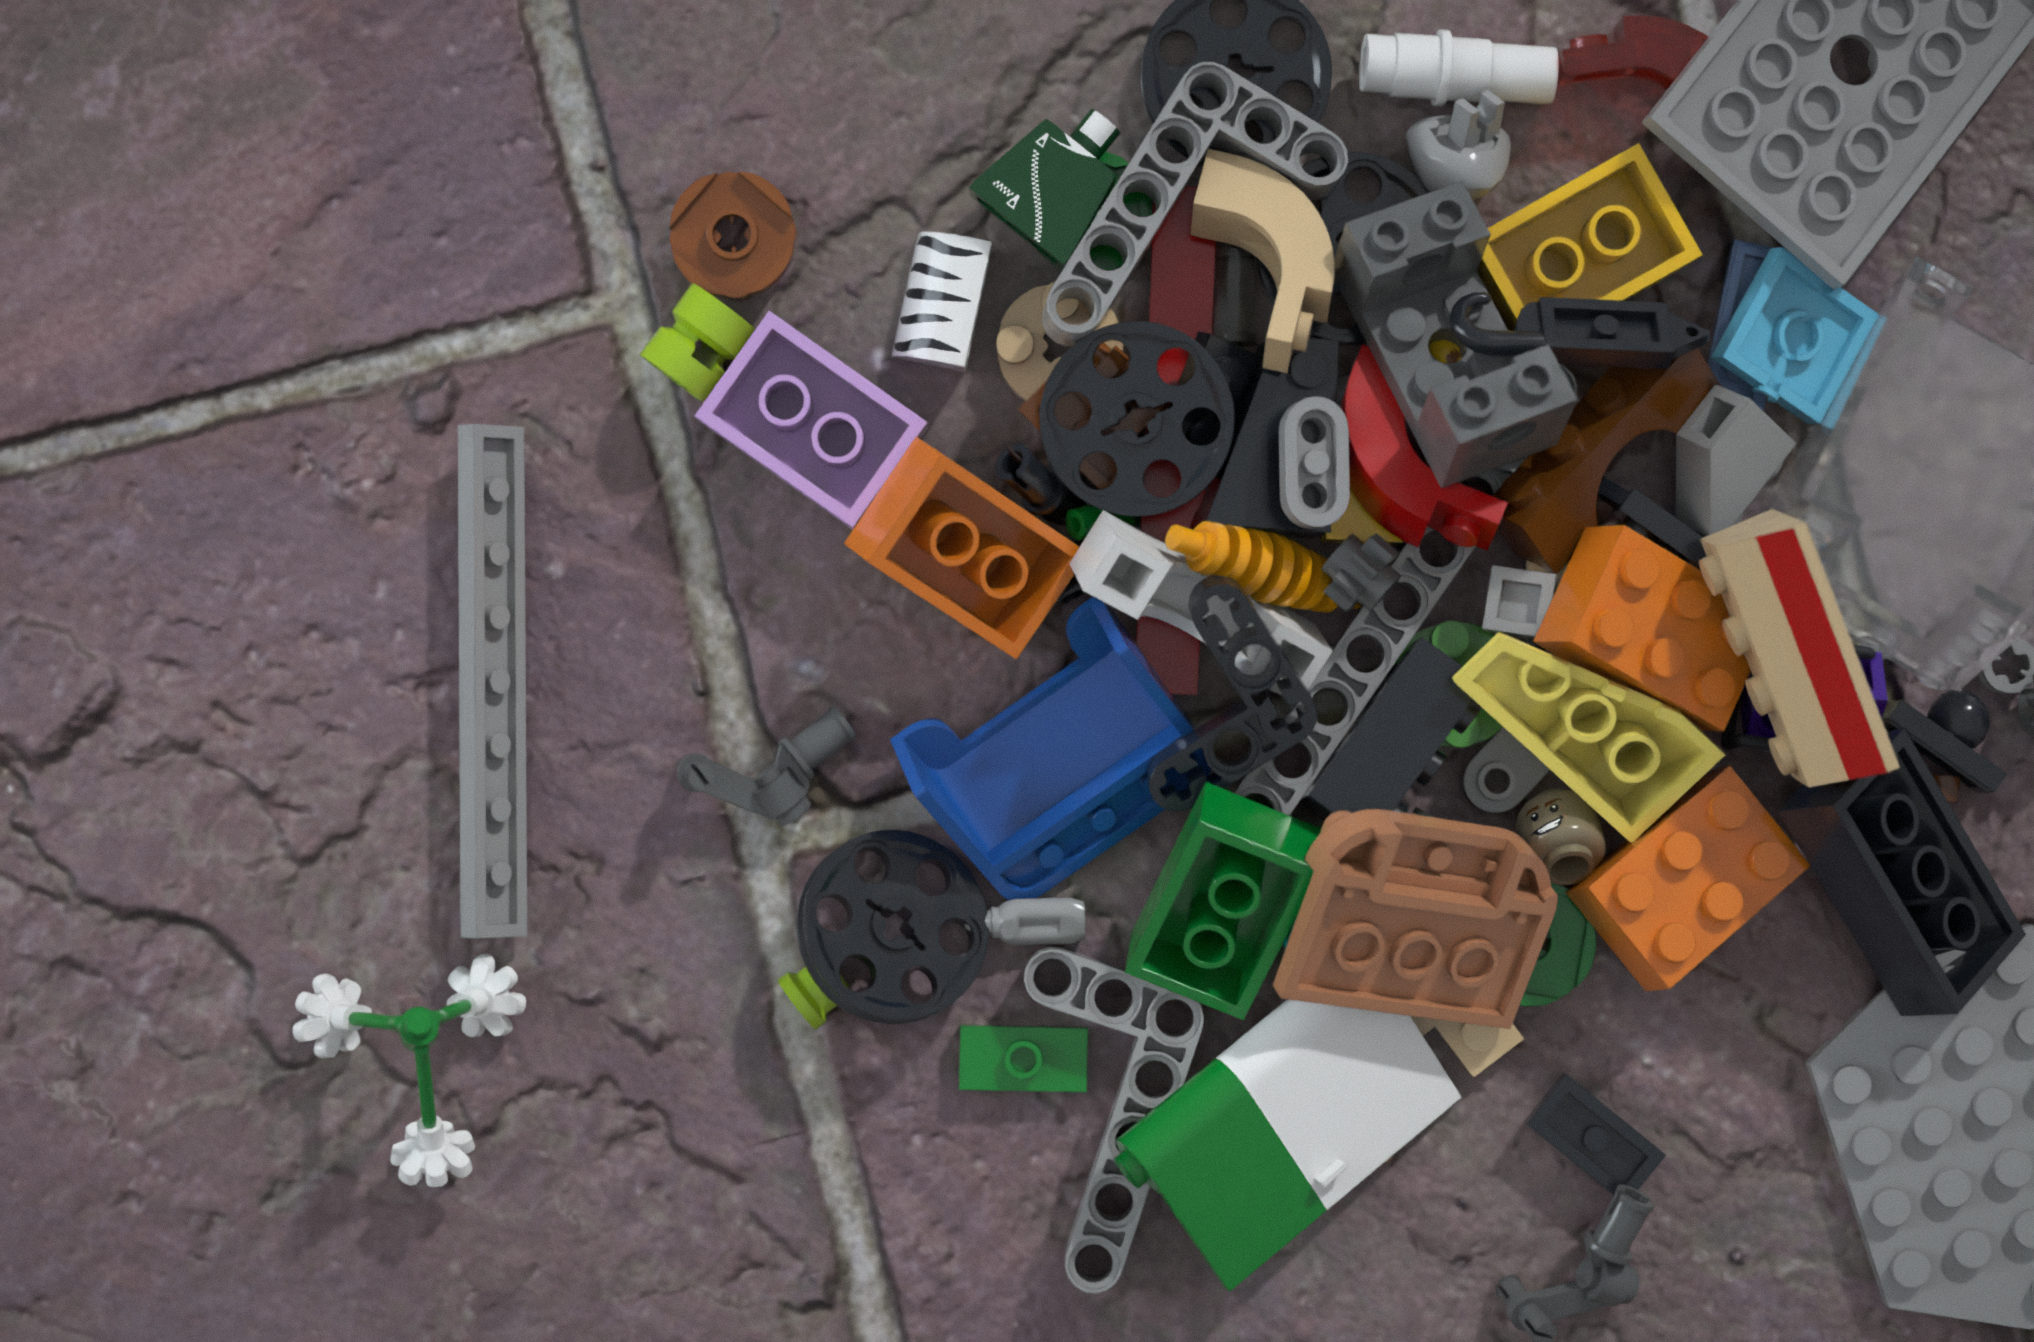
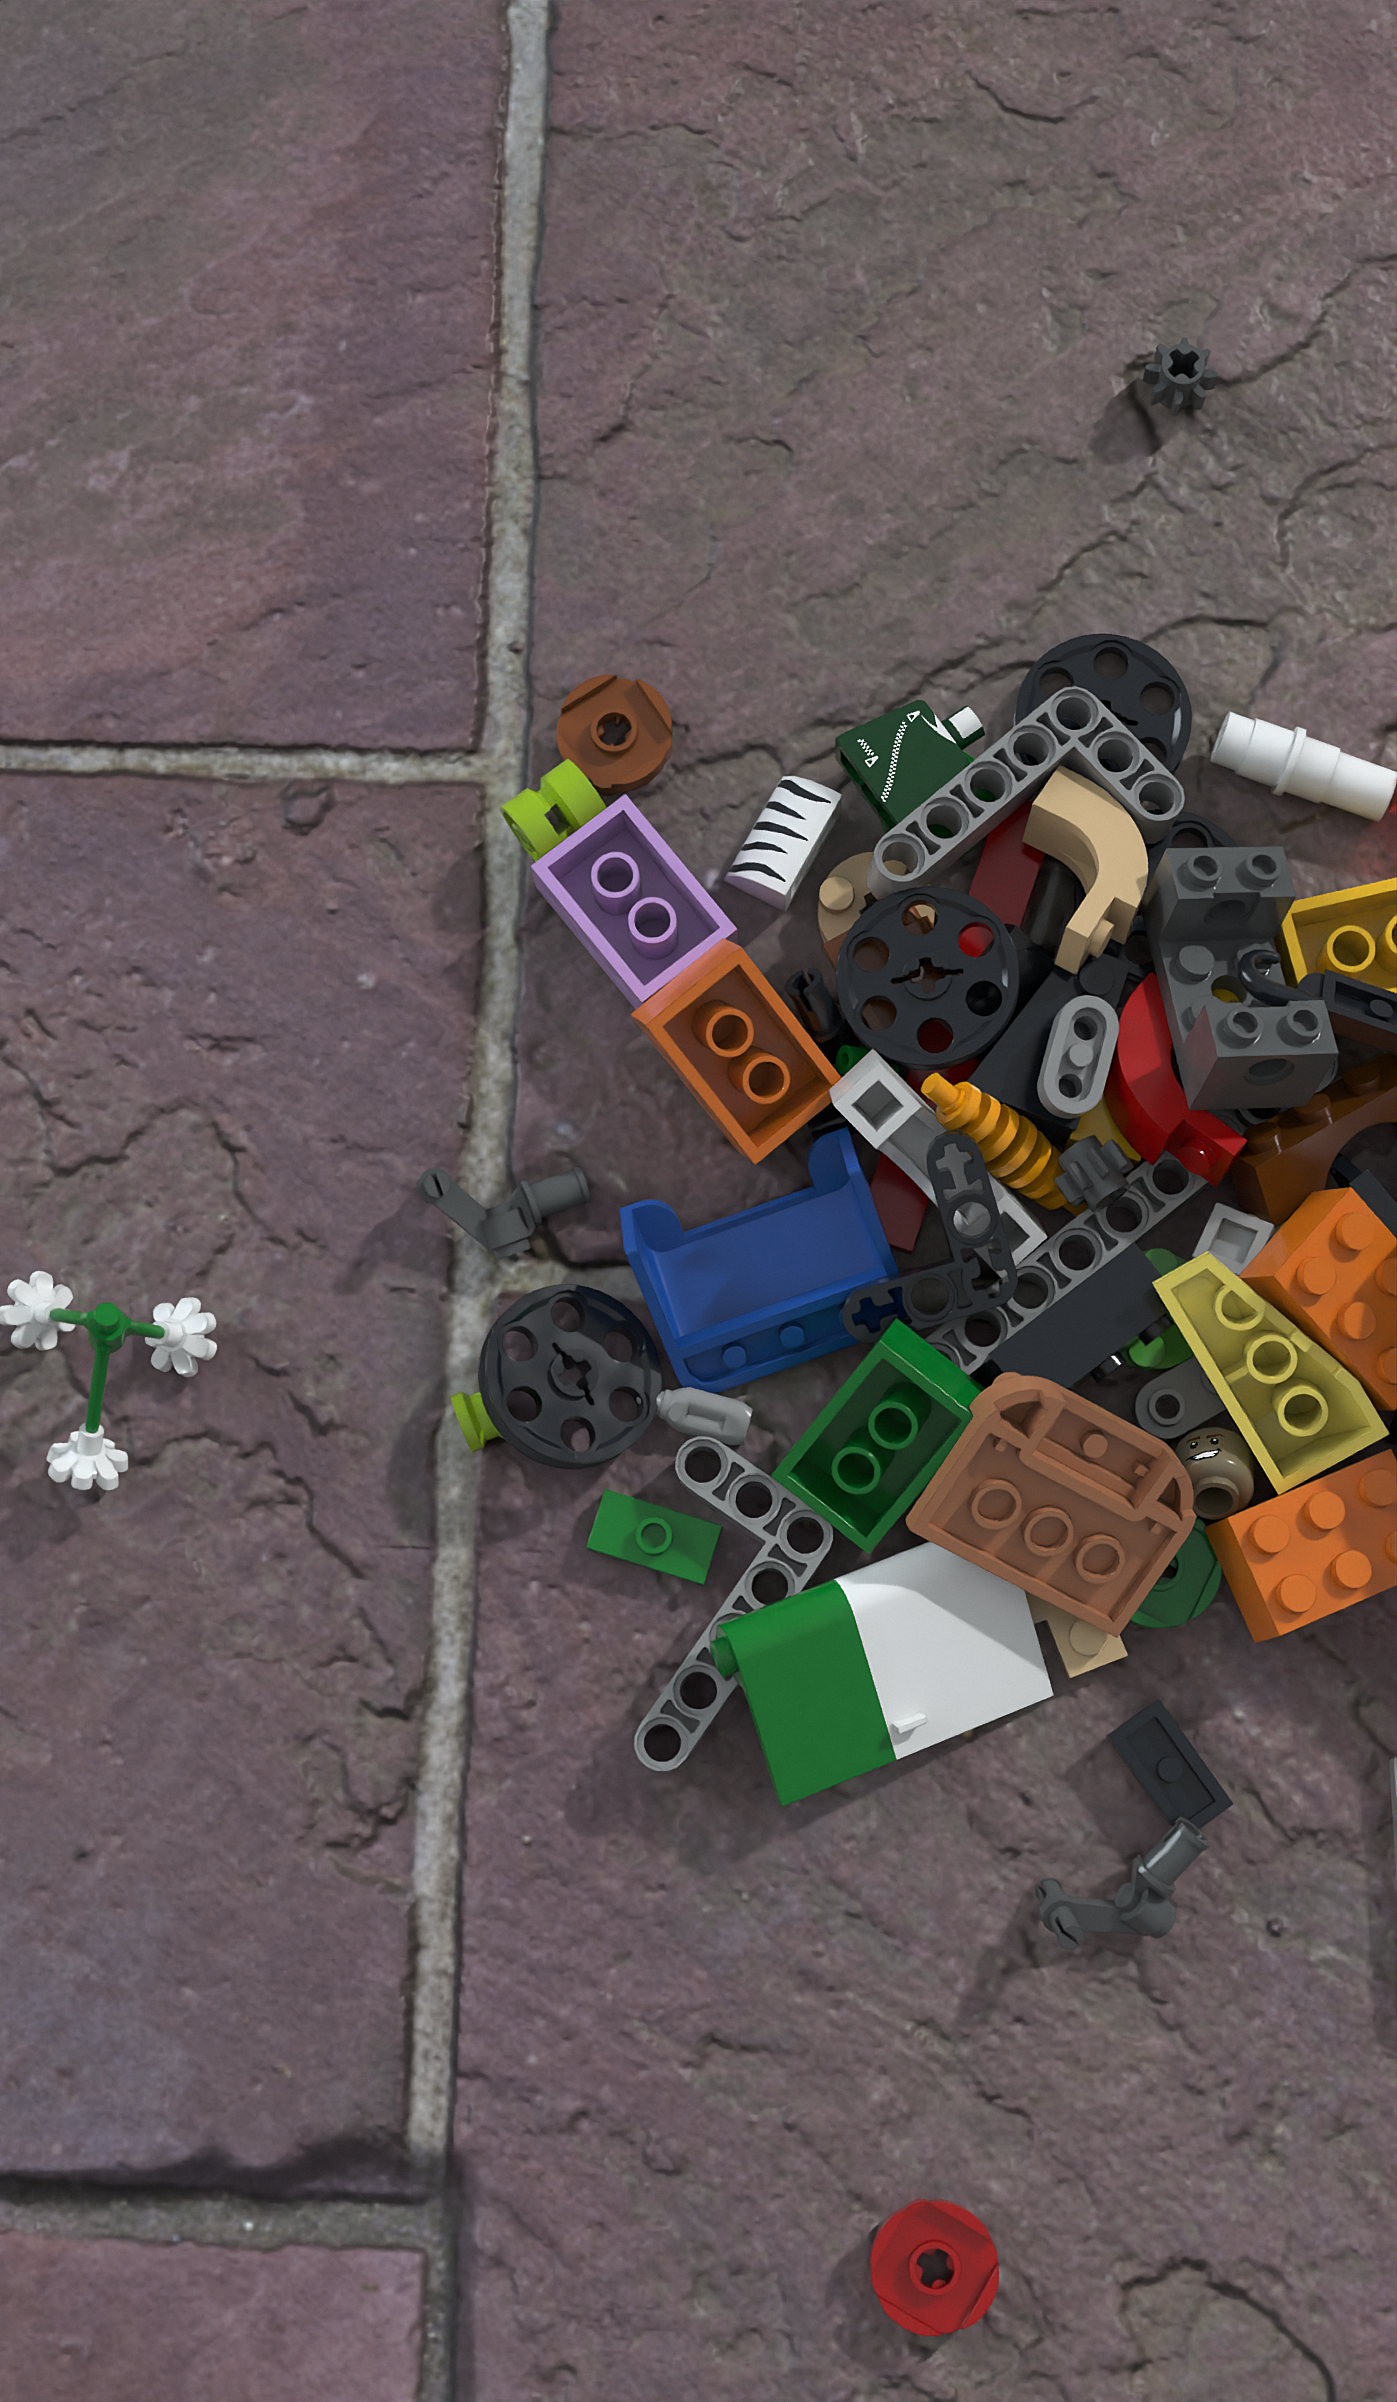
camera: 25 degrees right, 10 degrees down
(492, 681) = (278, 1059): light grey plate -> none
(1462, 146) = (1296, 825): light grey piece -> none

